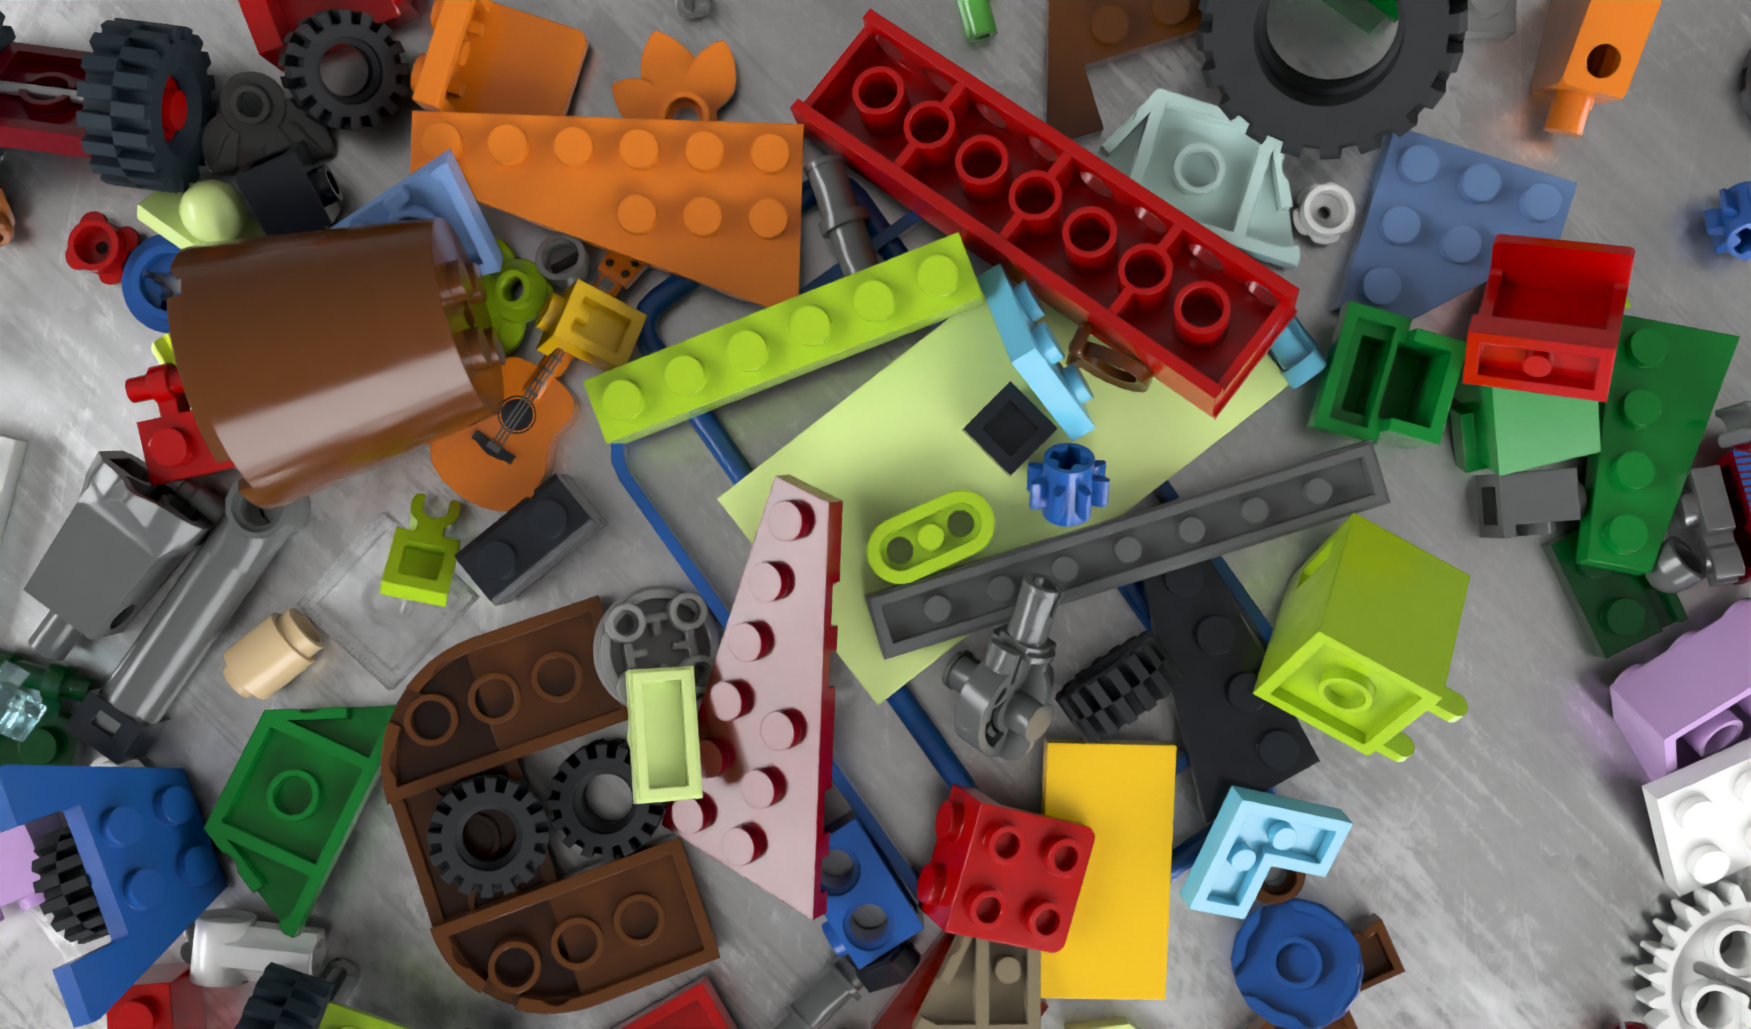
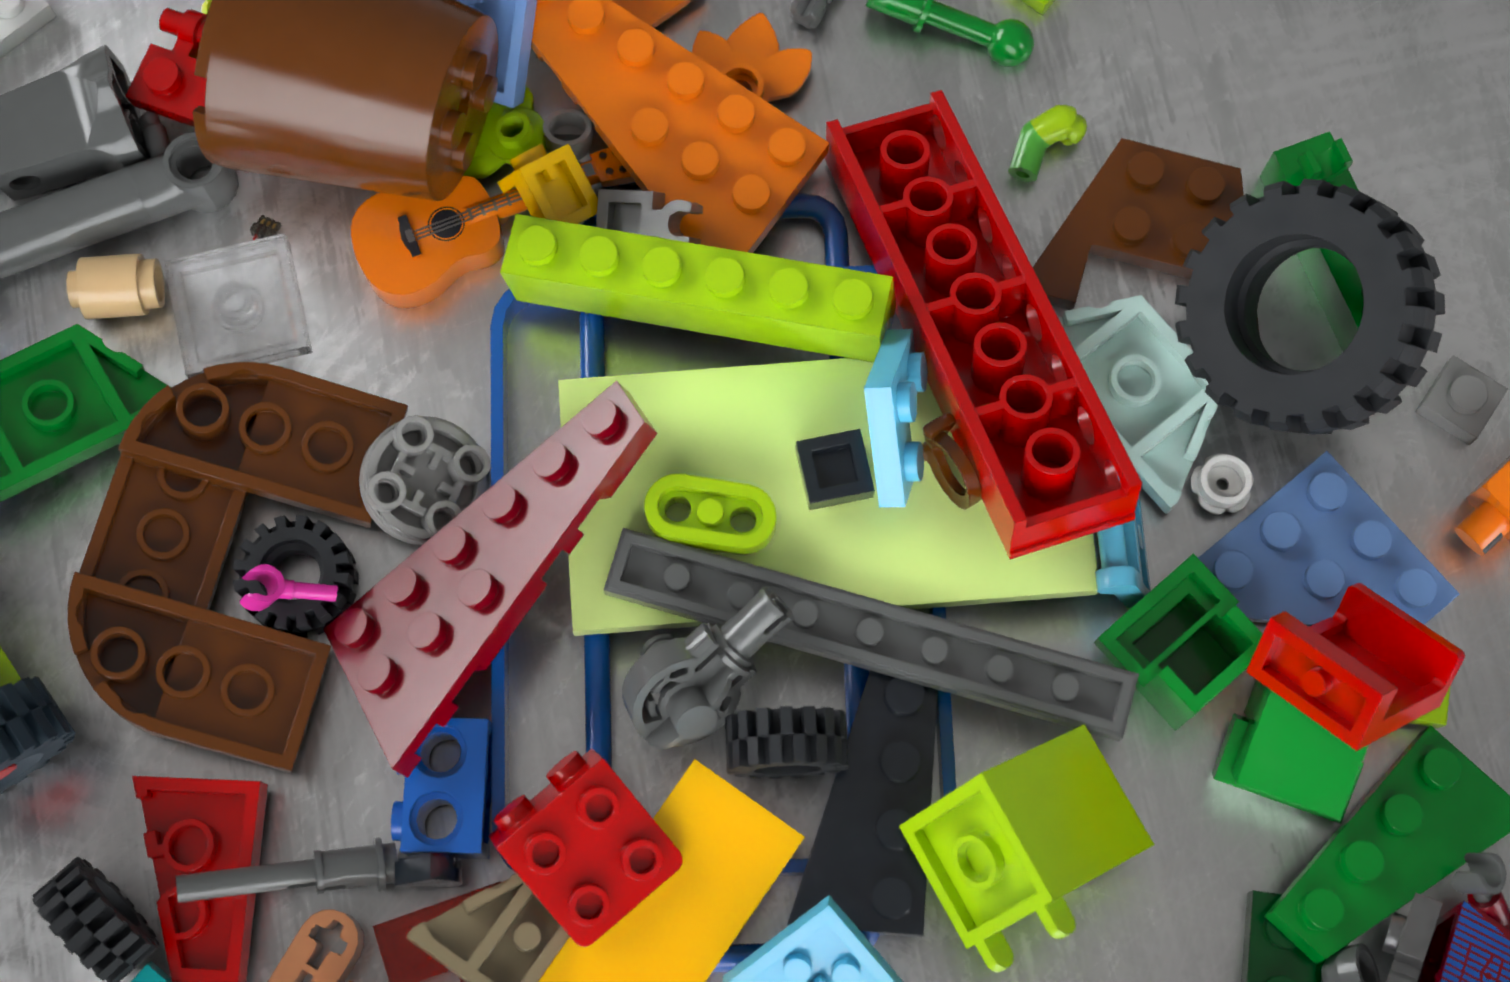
camera: 35 degrees right, 15 degrees down
(359, 515) = (265, 227): none -> clear smoke piece
(423, 558) = (290, 284): lime plate -> none
(481, 873) = (170, 490): black tyre -> none
(530, 539) = (386, 326): black brick -> none
(612, 826) = (281, 588): none -> dark pink hand
(663, 734) = (379, 537): yellowish green tile -> none
(689, 308) = (644, 213): none -> flat silver plate
(842, 217) = (813, 231): dark grey pin -> none
(1067, 484) = (852, 541): blue gear -> none
(1528, 502) = (1256, 836): dark grey brick -> none

